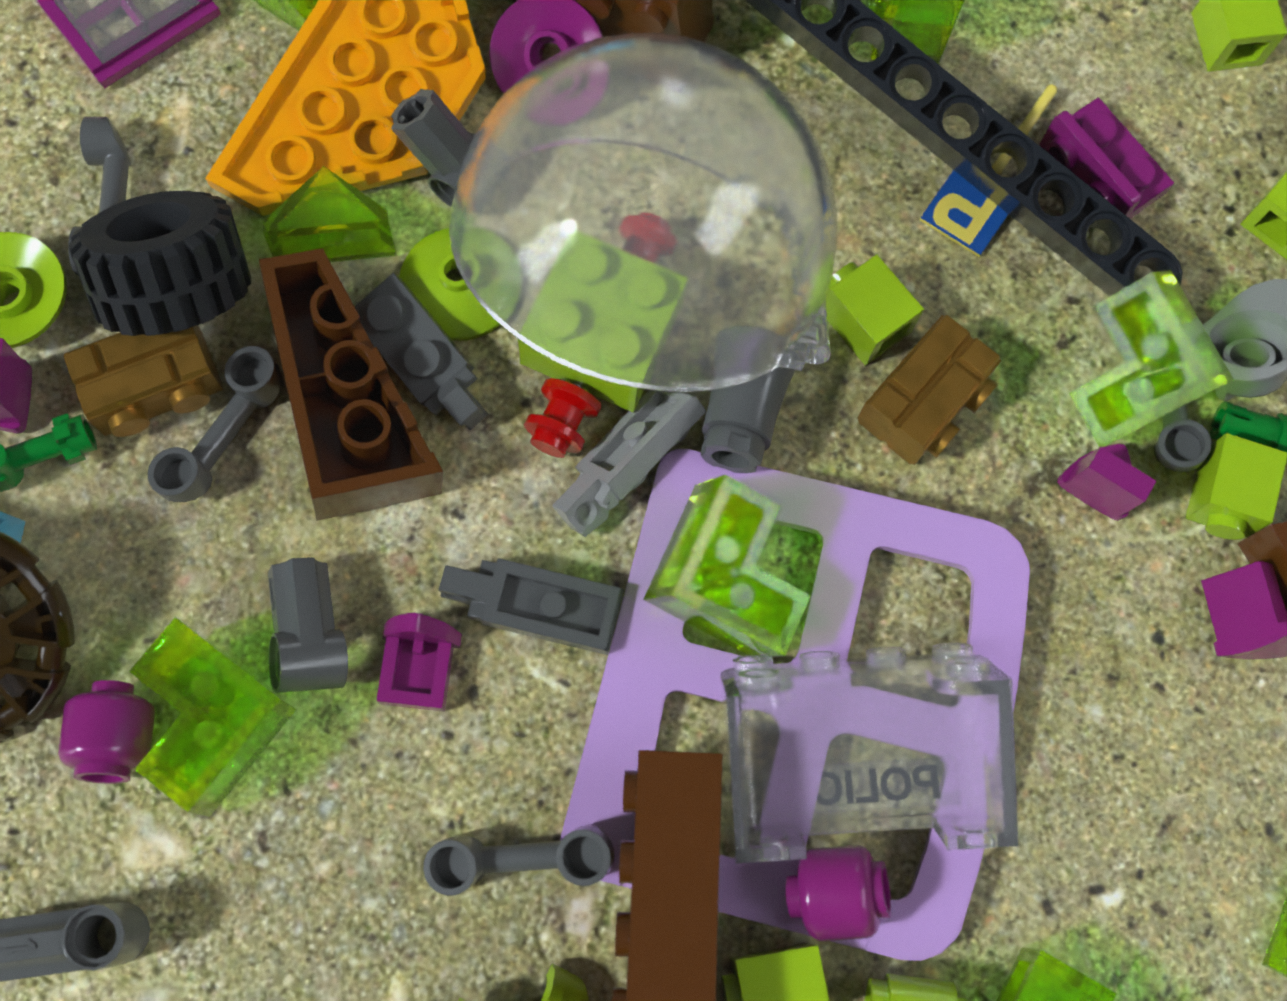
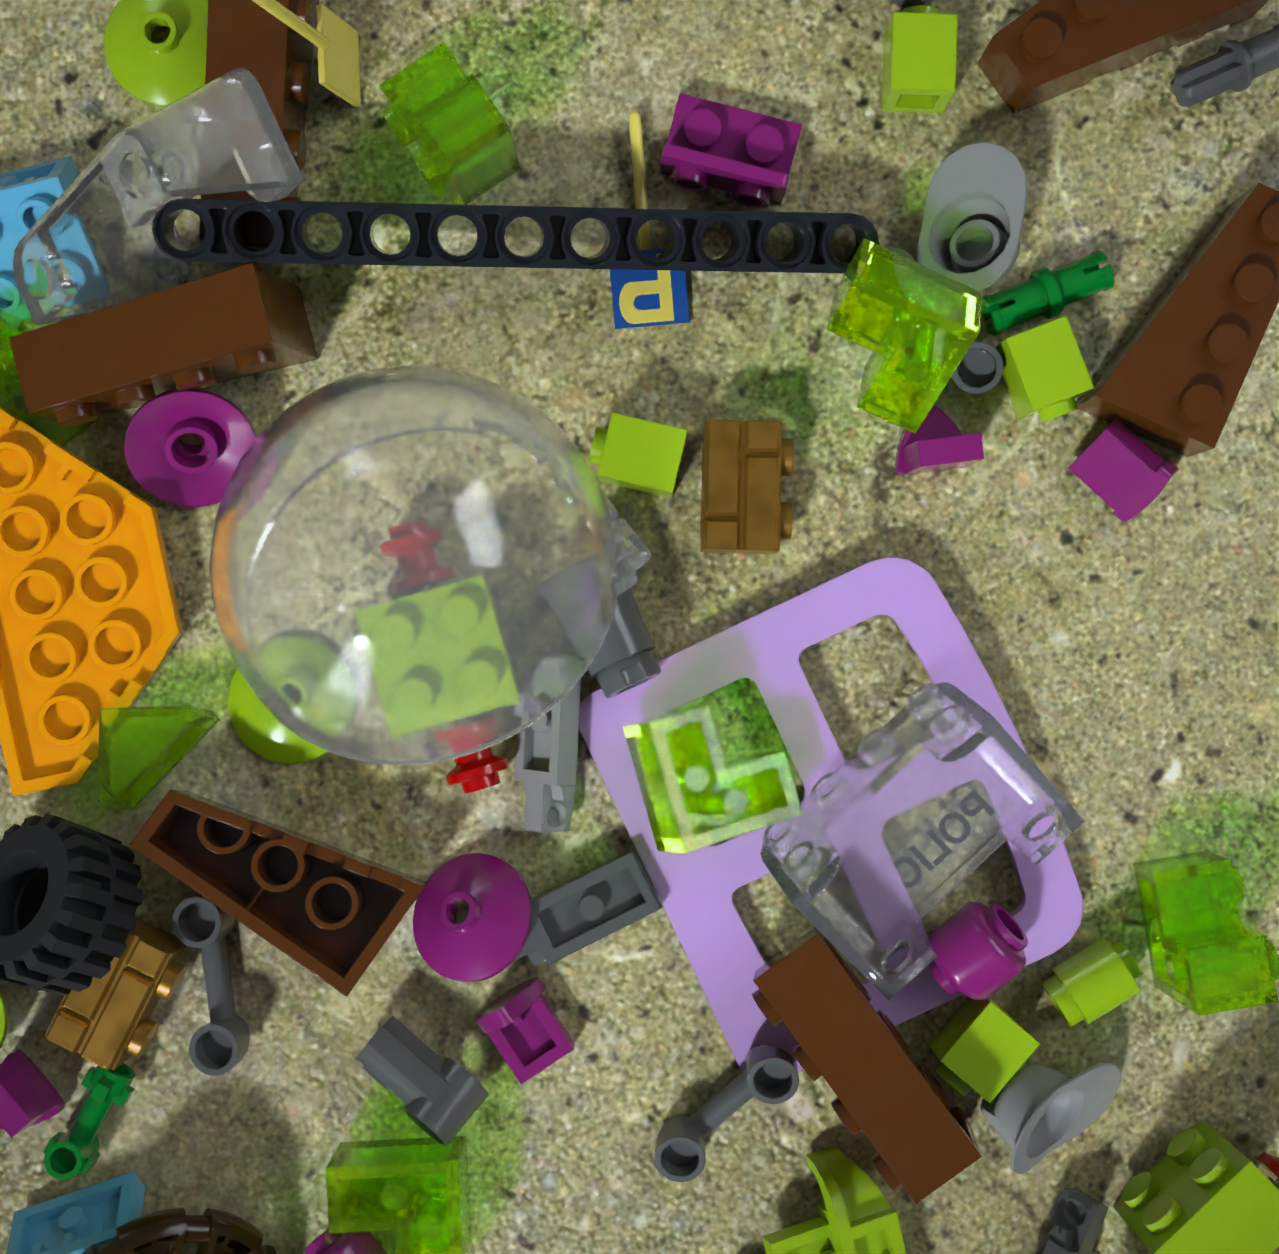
camera: 35 degrees left, 15 degrees up
(420, 351) = (312, 789): dark grey hinge -> none
(434, 139) = (170, 613): dark grey piece -> none
(454, 538) = (495, 924): none -> magenta dish

